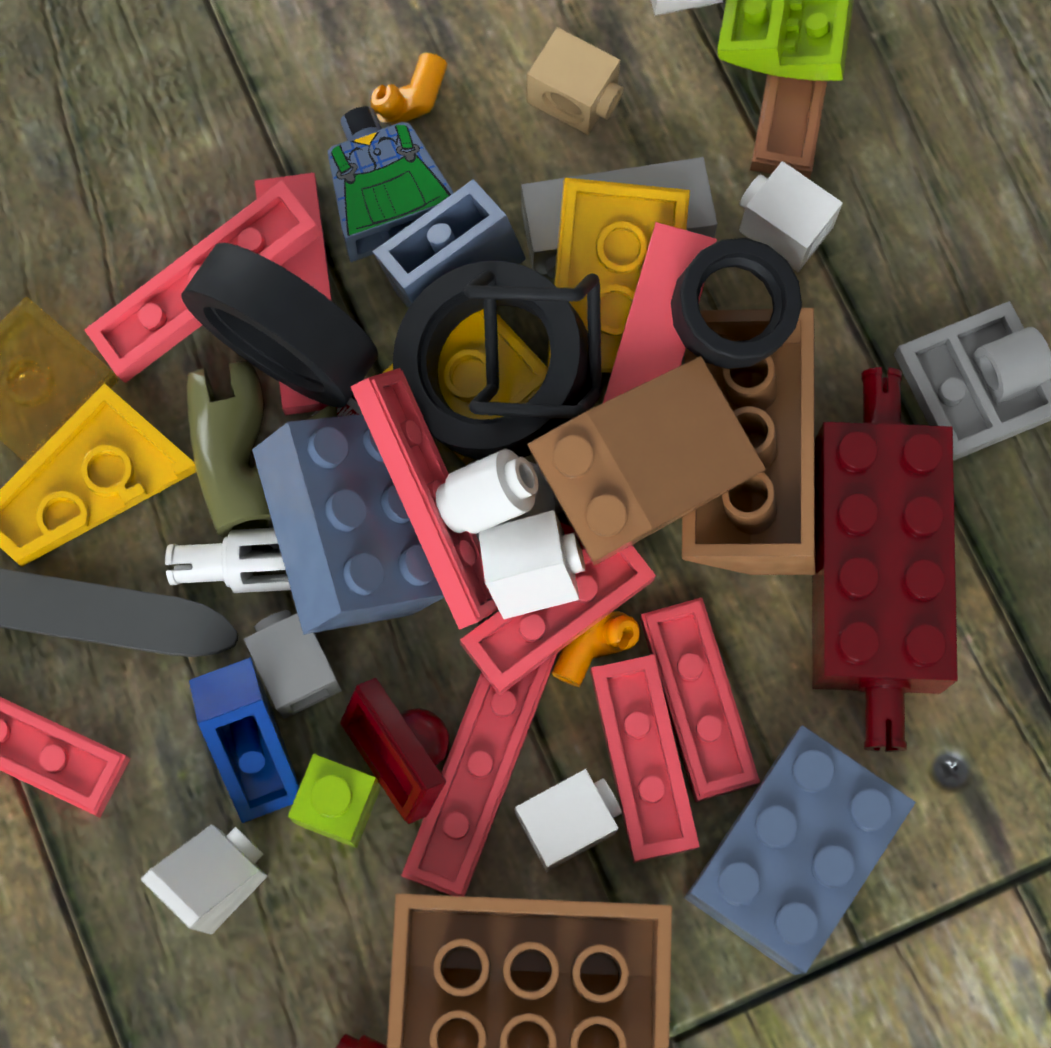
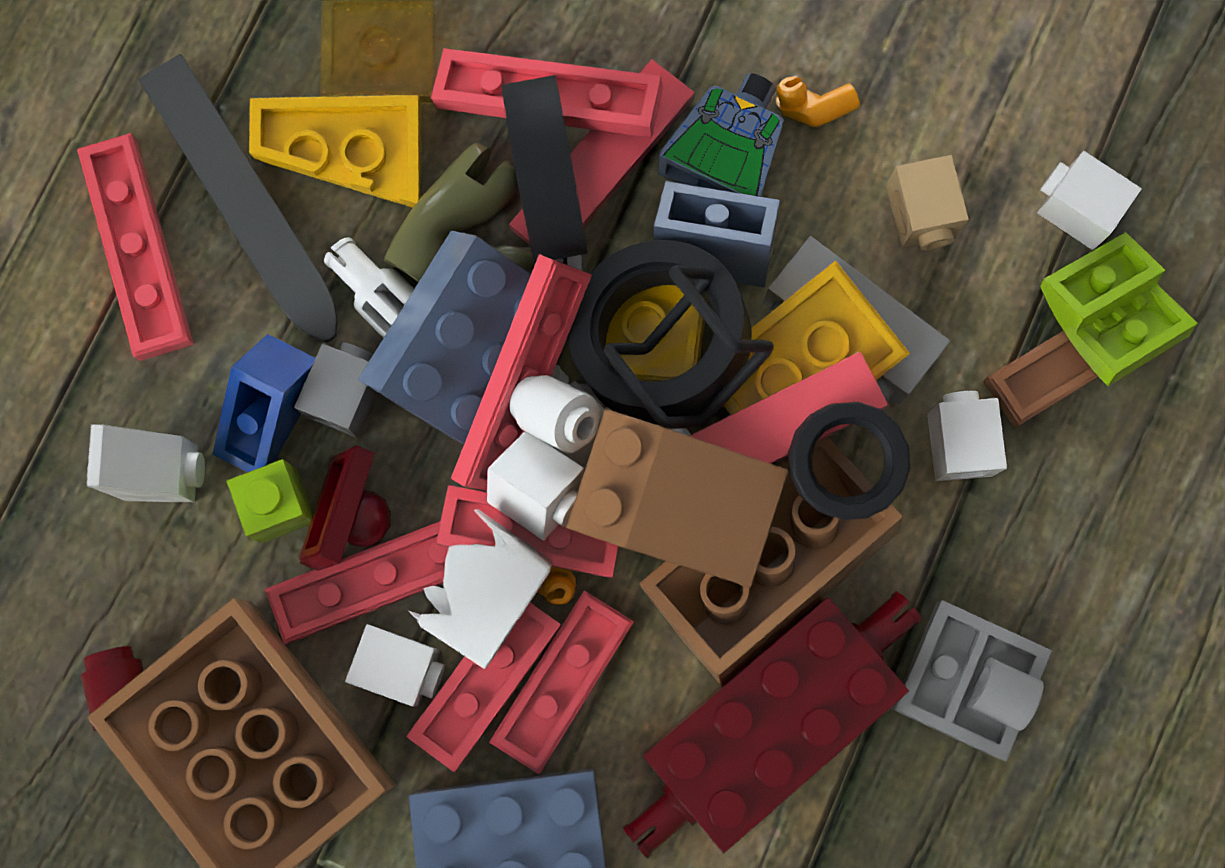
camera: 50 degrees right, 5 degrees up
(584, 680) = (484, 593): none -> white piece

